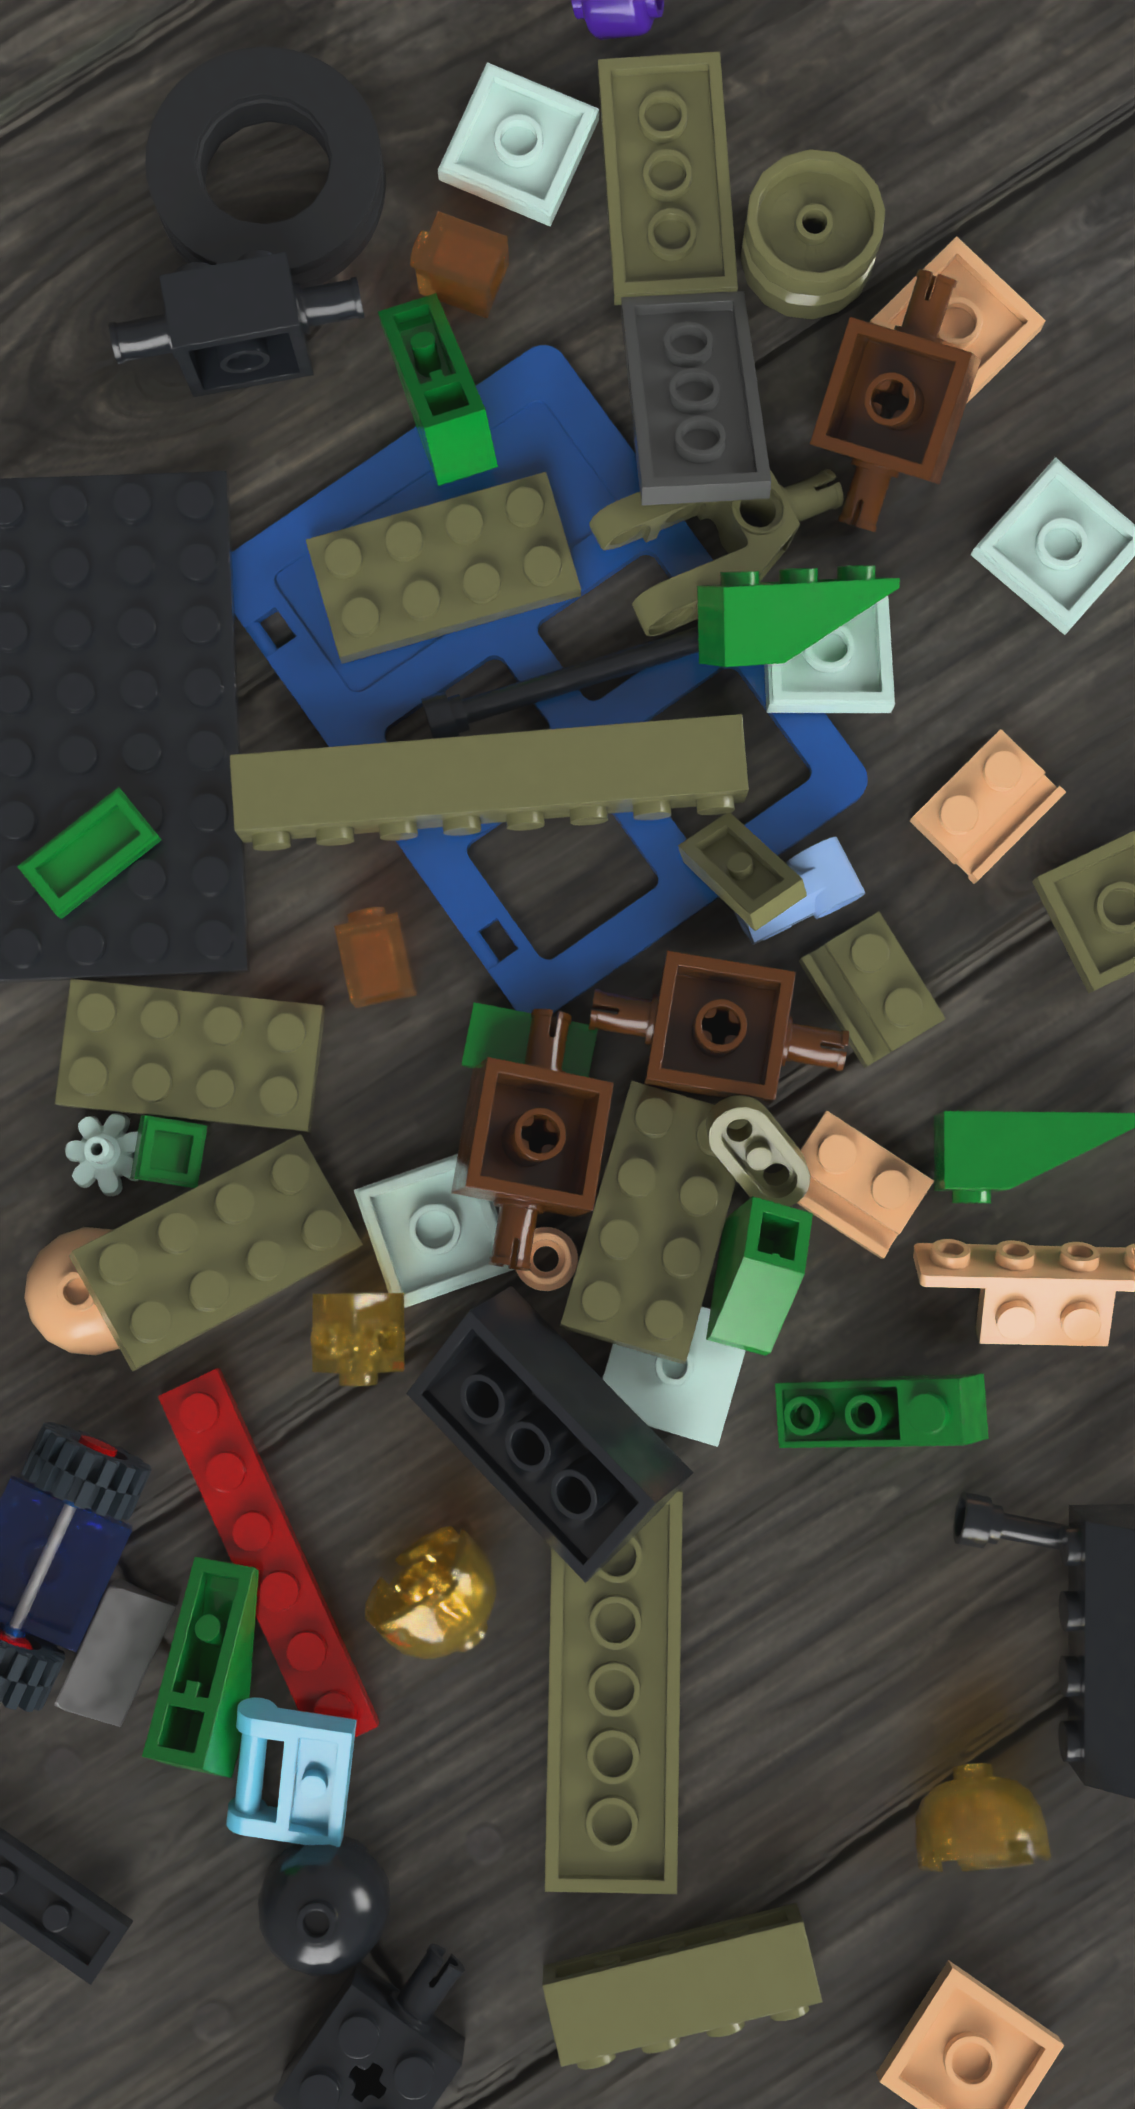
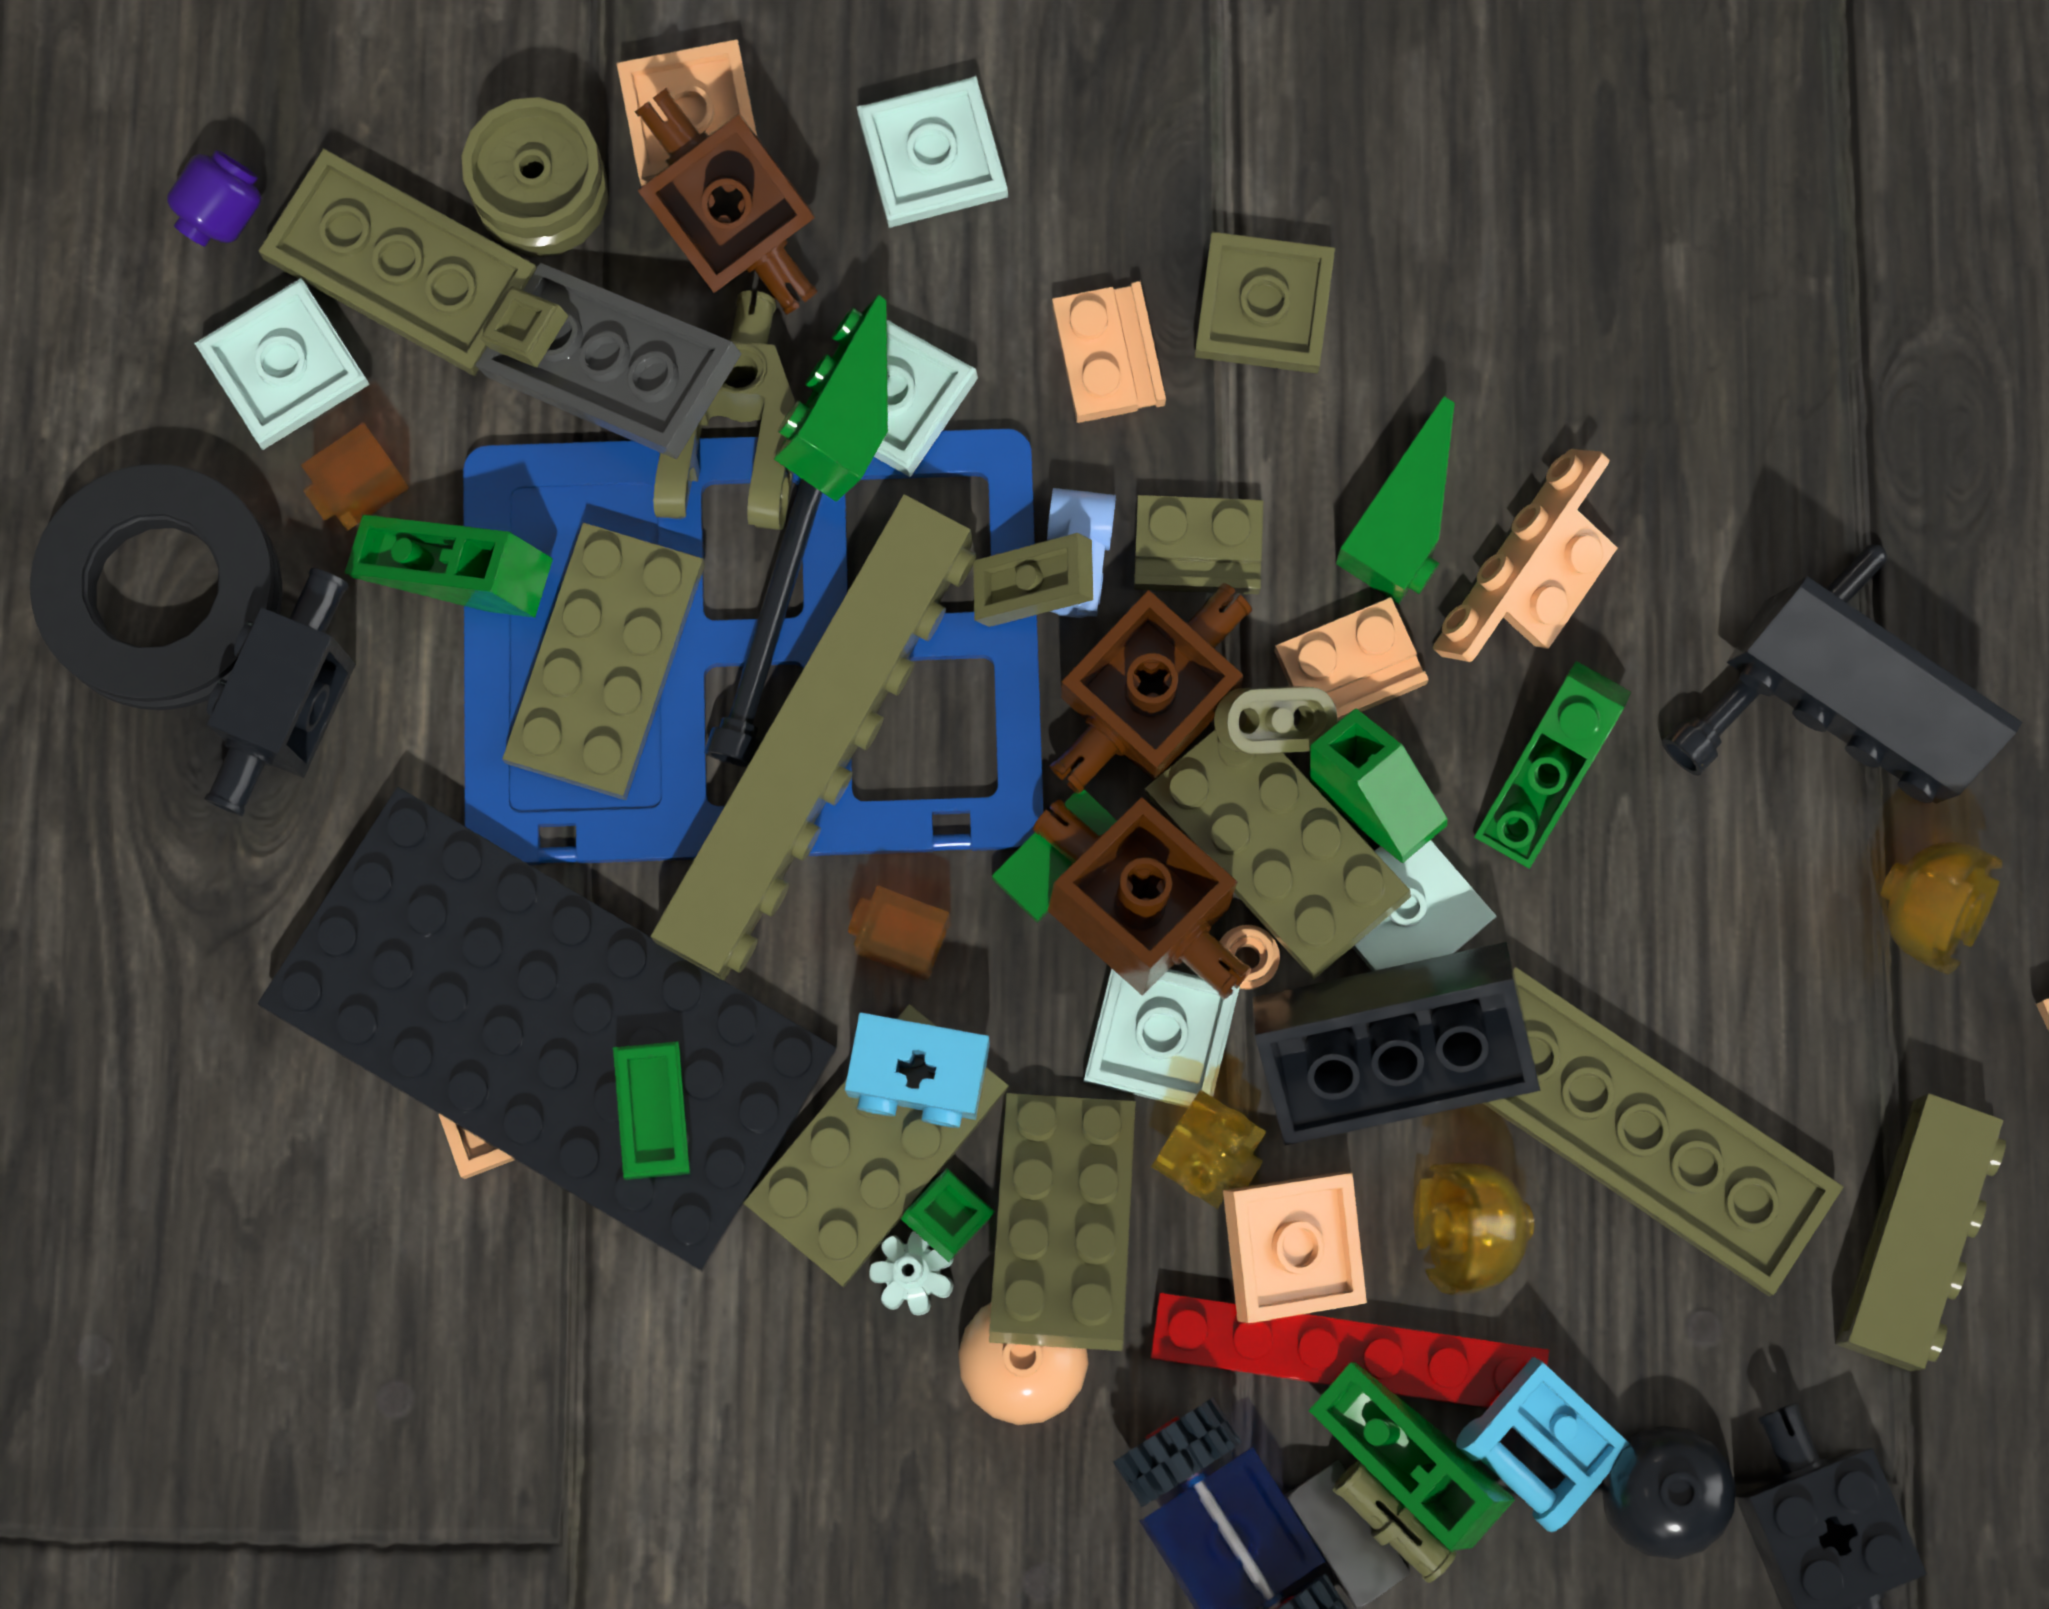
camera: 55 degrees left, 5 degrees down
(152, 1648) = (1424, 1553): none -> olive pin
(261, 1008) = (890, 1043): none -> medium azure brick
(322, 1457) = (1294, 1247): none -> light nougat plate
(677, 311) = (524, 326): none -> olive tile

